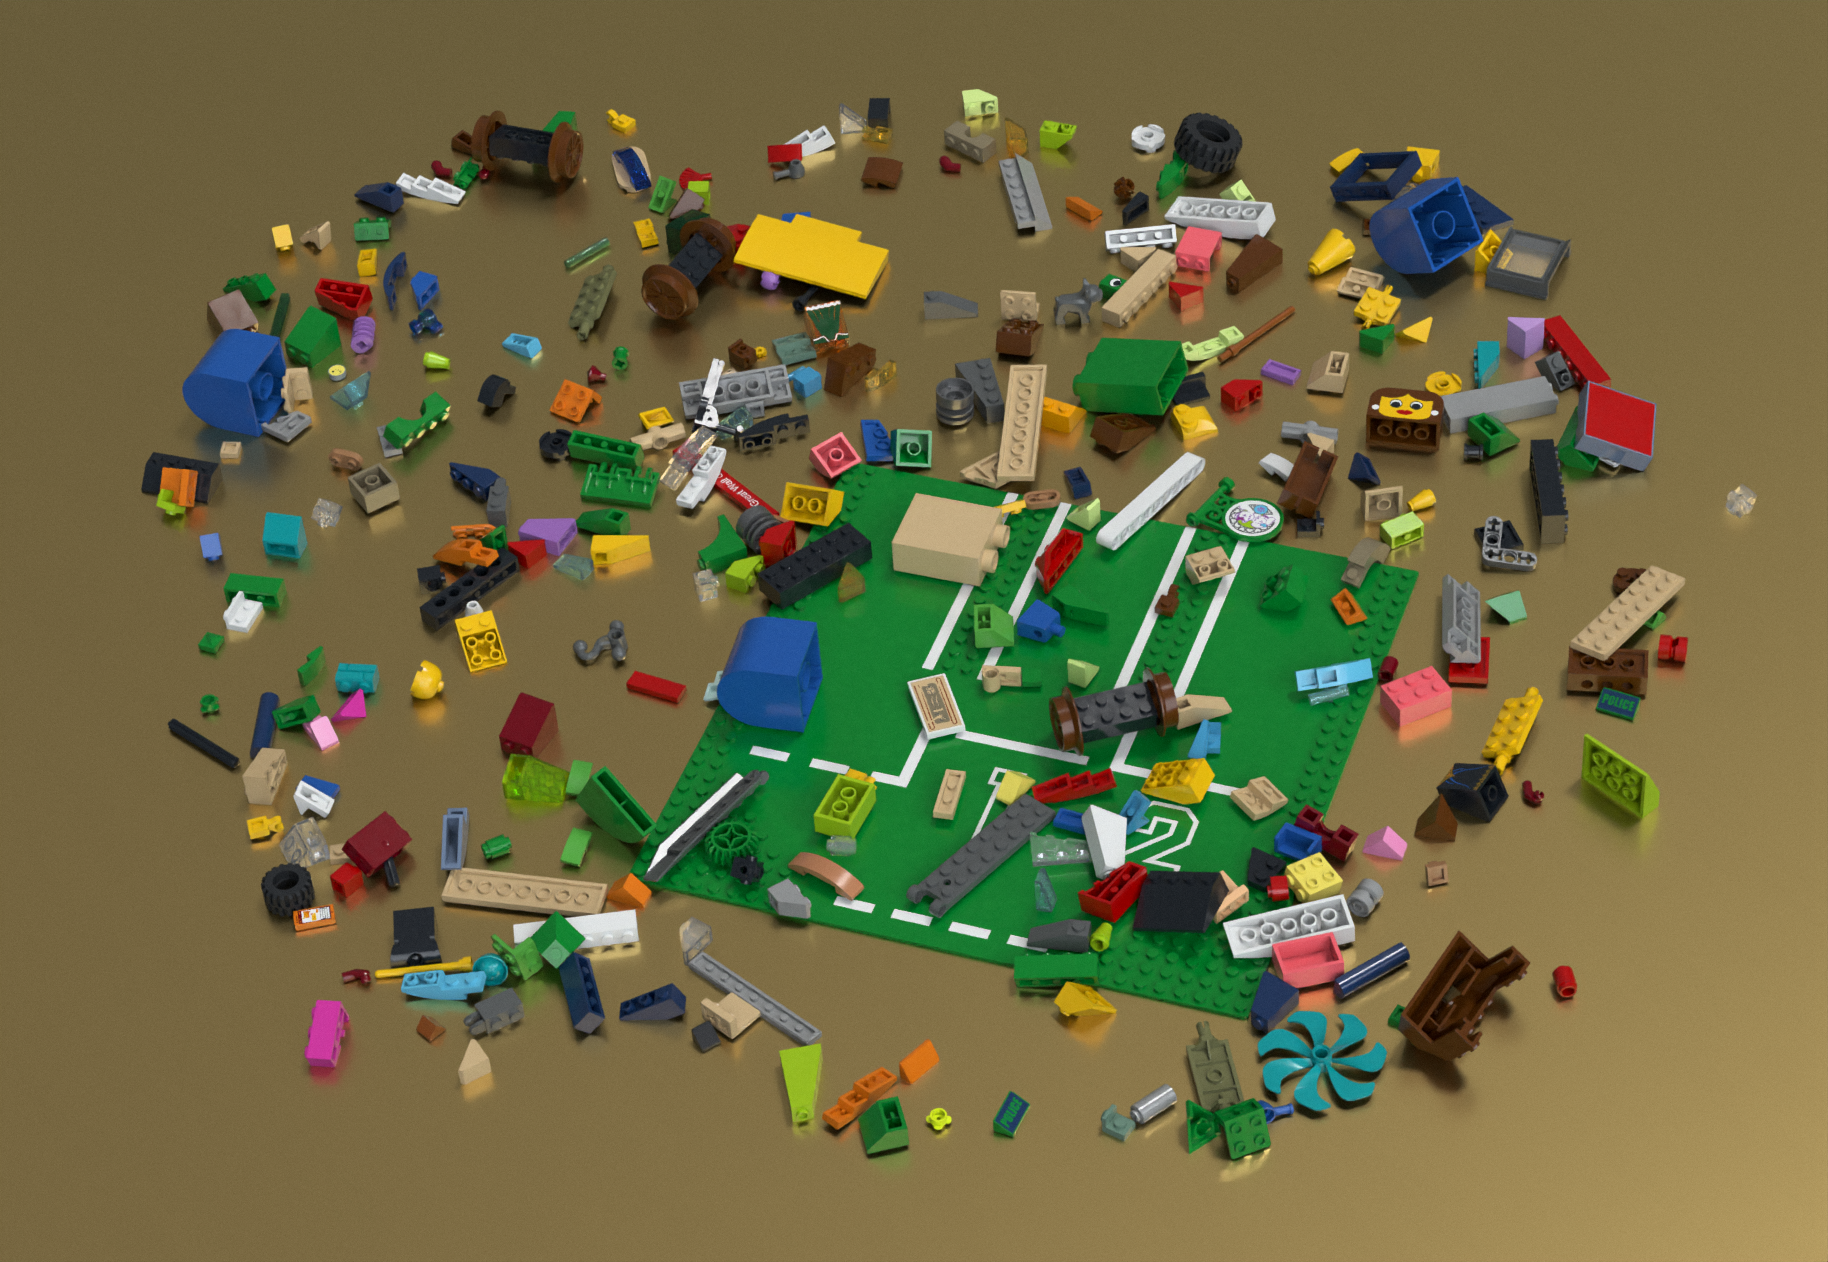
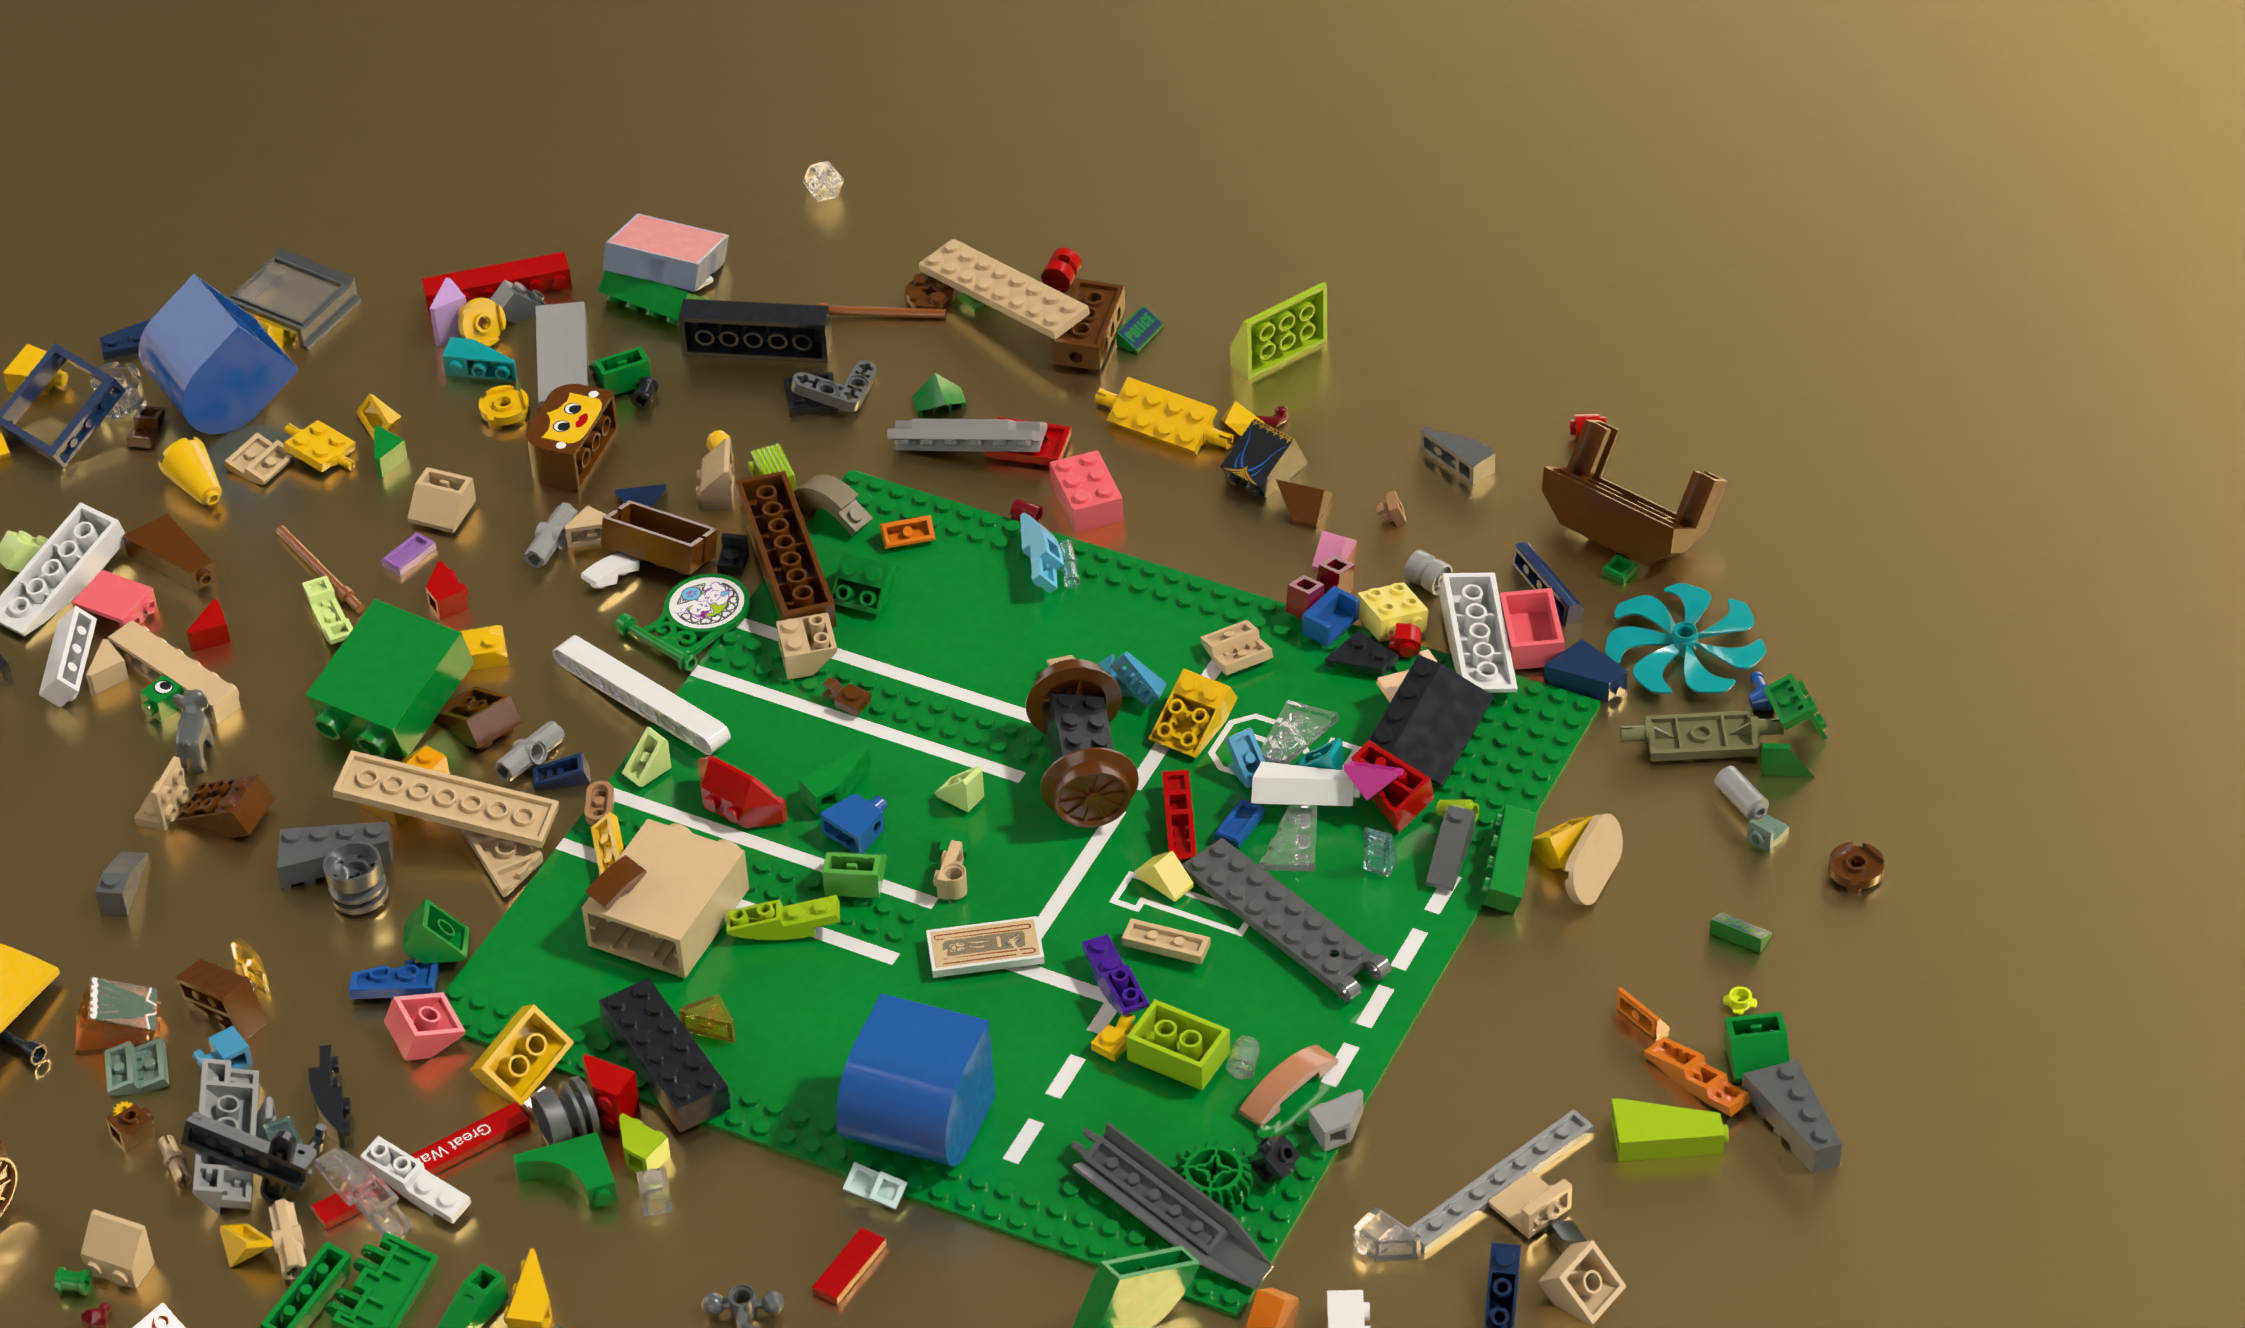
camera: 85 degrees left, 0 degrees up
(638, 368) = (116, 1249): none -> tan slope
(658, 1046) = (1582, 1282): none -> tan slope
(822, 1153) = (1793, 1109): none -> dark grey wedge
(902, 773) = (1114, 977): none -> dark purple slope
(933, 499) = (614, 881): none -> reddish brown slope
(943, 600) = (781, 922): none -> lime slope
(1060, 1016) = (1593, 859): none -> tan tile
(1087, 1190) = (1856, 878): none -> reddish brown plate
(1099, 463) = (529, 751): none -> light grey piece
(1108, 869) = (1371, 777): none -> dark pink slope
(1138, 854) = (1326, 756): none -> teal slope
(1171, 838) = (1295, 731): none -> clear wing
(1301, 542) = (784, 547): none -> reddish brown brick
(1507, 909) = (1460, 454): none -> dark grey slope
(1517, 773) = (1238, 418): none -> yellow slope
(1528, 349) = (486, 309): none -> yellow plate
(1595, 531) = (886, 312): none -> dark orange bar

